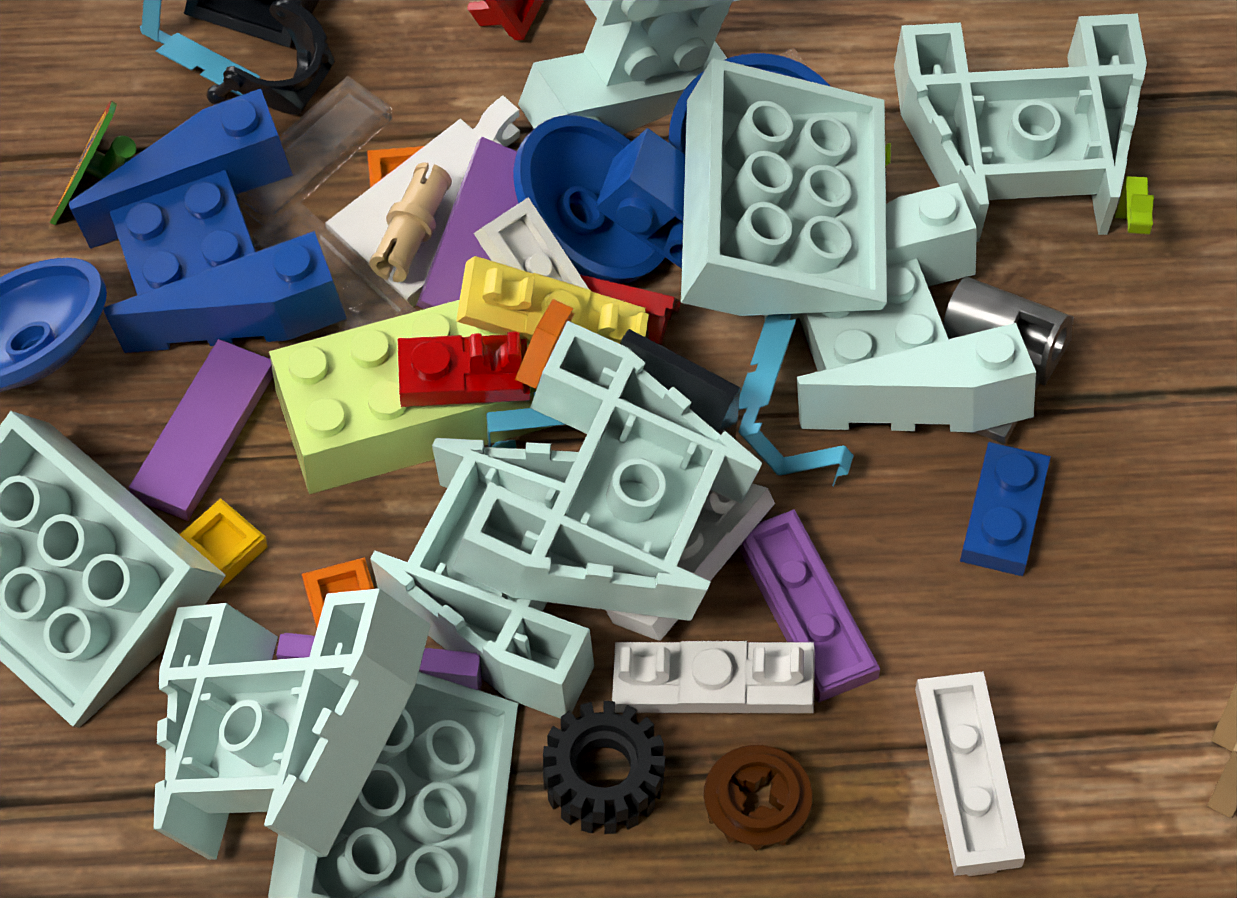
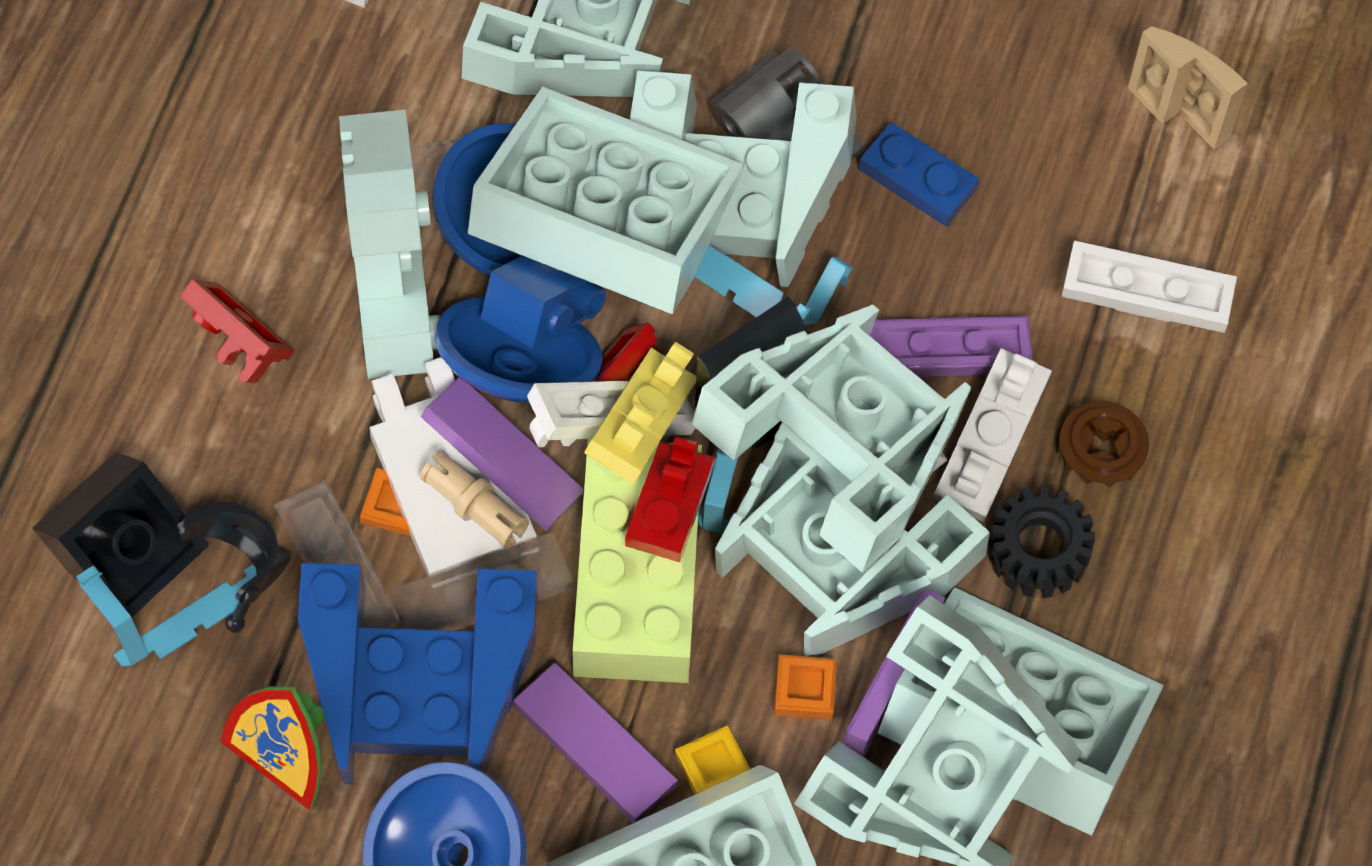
camera: 70 degrees left, 5 degrees up
(543, 342) = (691, 419): orange tile -> none

